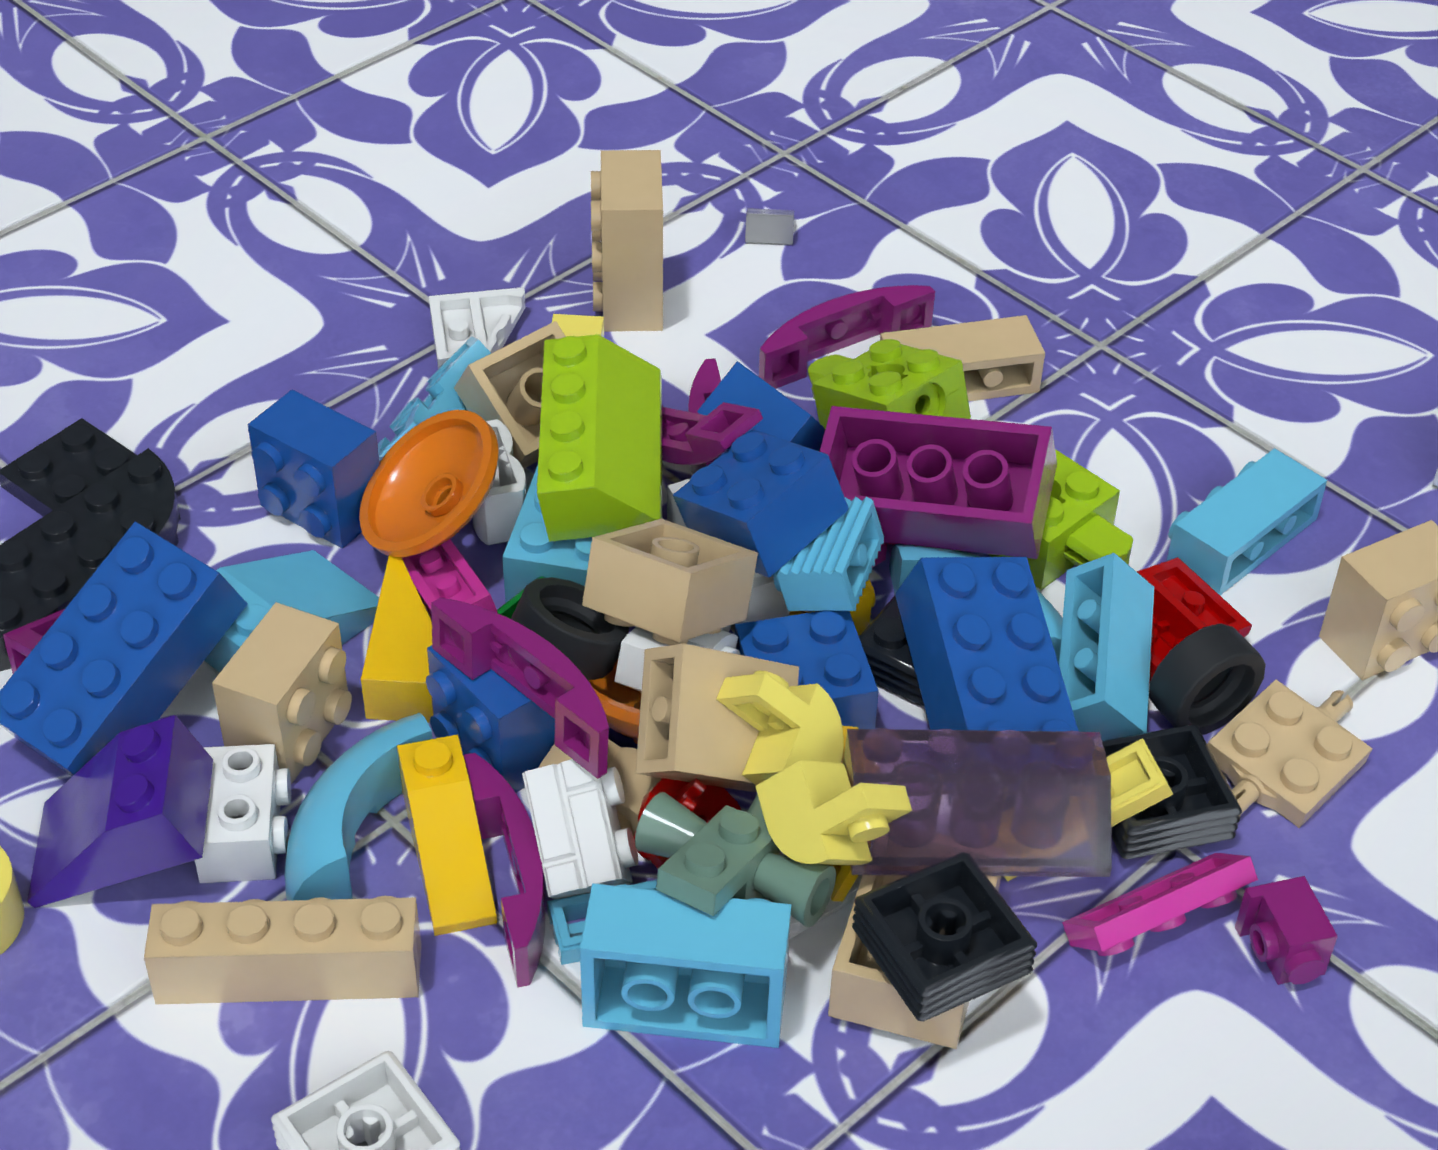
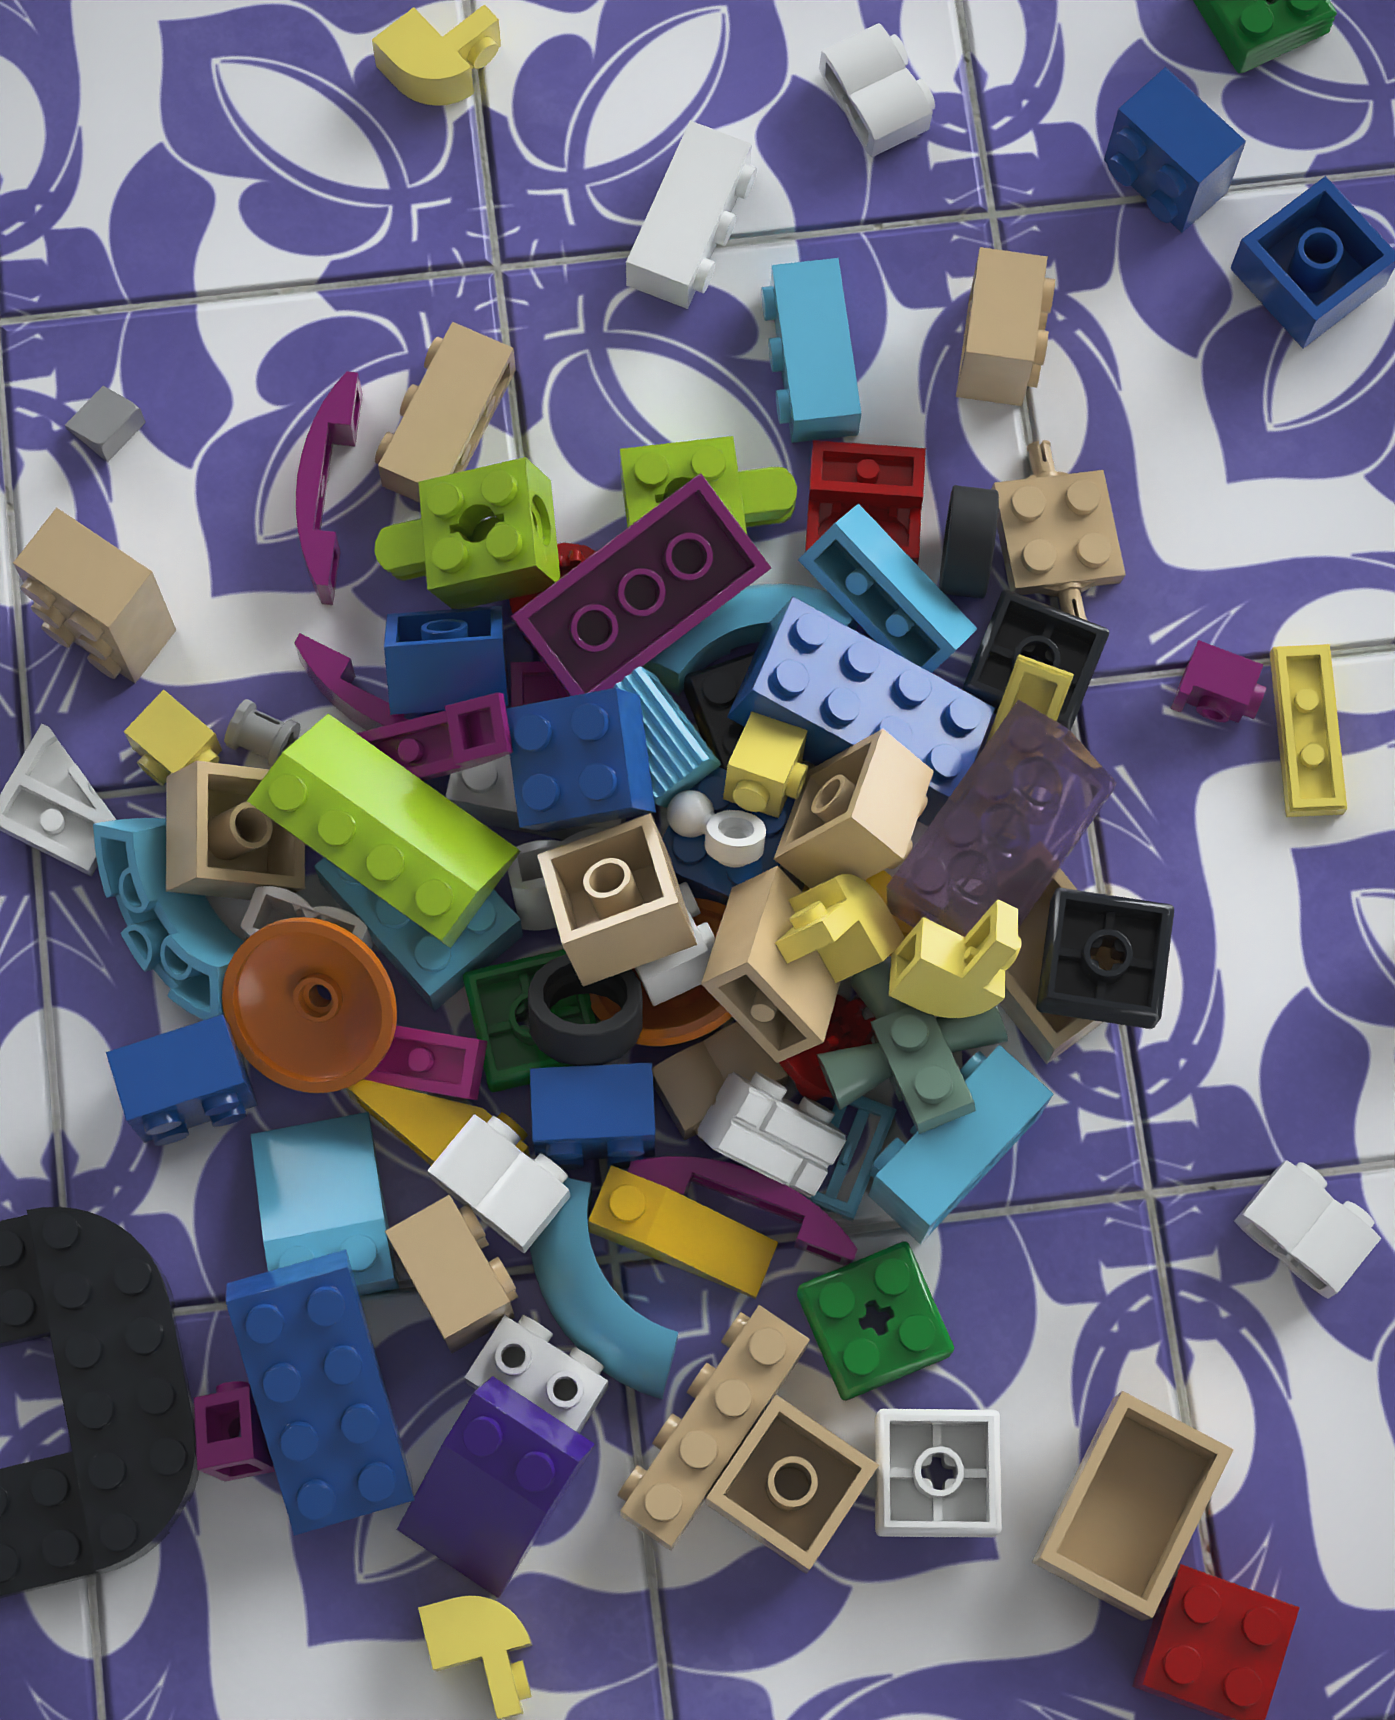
camera: 55 degrees left, 30 degrees up
(267, 1026) = (791, 1484): none -> tan brick
(380, 665) = (500, 1181): none -> white brick
(478, 1019) = (860, 1357): none -> green brick
(485, 640) = (575, 1109): magenta slope -> none
(794, 631) = (730, 835): none -> white plate
(877, 628) = (766, 765): none -> light yellow brick
(901, 685) = (855, 812): none -> tan brick
(1160, 903) = (1130, 747): dark pink plate -> none
(1200, 234) = (432, 66): none -> light yellow brick
(1258, 402) = (691, 215): none -> white brick
(1326, 1037) = (1308, 730): none -> light yellow tile

